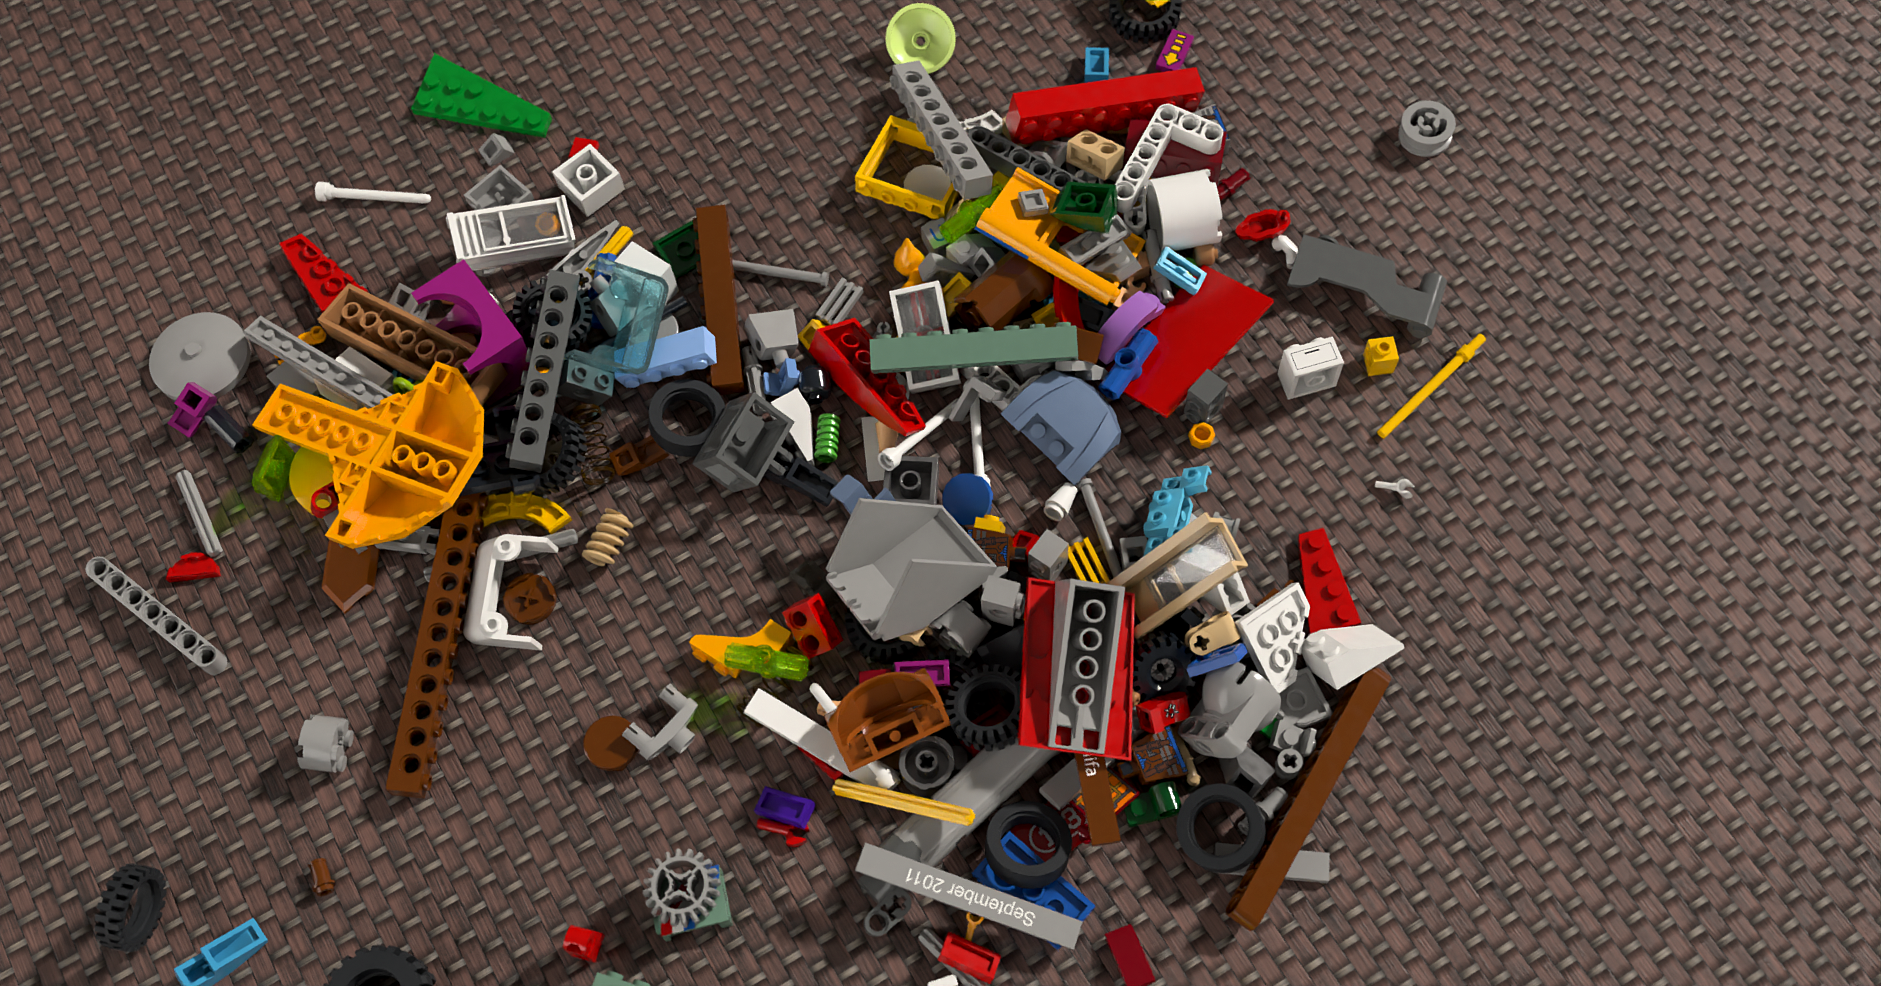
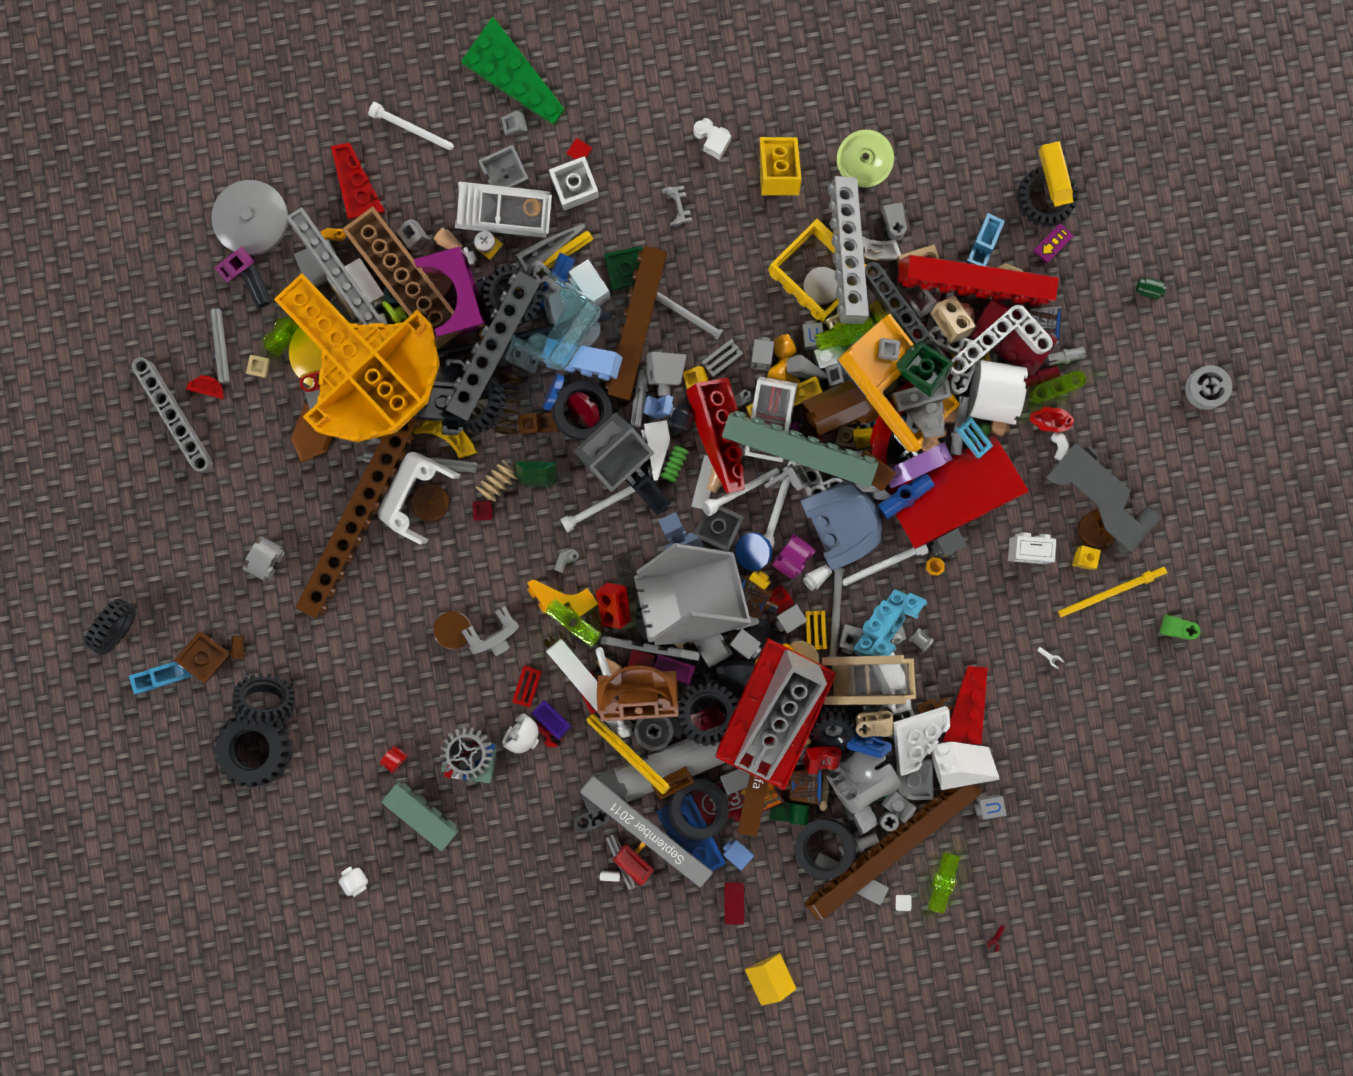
camera: 15 degrees right, 20 degrees up
(254, 515) = (258, 366): none -> tan tile
(274, 908) = (202, 657): none -> reddish brown tile
(351, 943) = (258, 716): none -> black tyre
(504, 279) = (487, 244): none -> white piece
(601, 583) = (482, 510): none -> dark red tile
(643, 409) = (553, 391): none -> blue tile
(655, 507) = (537, 474): none -> dark green slope
(687, 414) = (582, 410): none -> dark red tile
(717, 152) = (674, 193): none -> light grey piece
(719, 554) = (570, 522): none -> white piece
(729, 599) = (564, 558): none -> light grey arm
(736, 802) = (532, 671): none -> red tile
(741, 82) = (717, 138): none -> white brick
(751, 841) = (522, 735): none -> white cylinder
(826, 84) = (779, 166): none -> yellow slope
(884, 274) = (762, 354): none -> light grey brick
(914, 650) = (680, 653): none -> light grey tile
(980, 805) = (676, 781): none -> reddish brown tile
(982, 91) = (894, 218): none -> light grey piece
(1020, 484) = (793, 557): none -> magenta brick
(1105, 884) = (737, 853): none -> medium blue brick
(1173, 423) = (884, 564): none -> white piece
(1245, 156) = (1065, 356): none -> light grey pin
(1255, 180) = (1066, 385): none -> clear neon green beam
(1307, 54) = (1150, 288): none -> dark green brick
(1358, 868) = (903, 902): none -> white sticker
(1373, 323) = (1093, 532): none -> reddish brown tile
(1398, 816) = (943, 882): none -> clear neon green piece
(1411, 694) = (990, 807): none -> light grey brick
(1504, 866) = (996, 938): none -> dark red hand
(1534, 393) = (1177, 627): none -> bright green piece

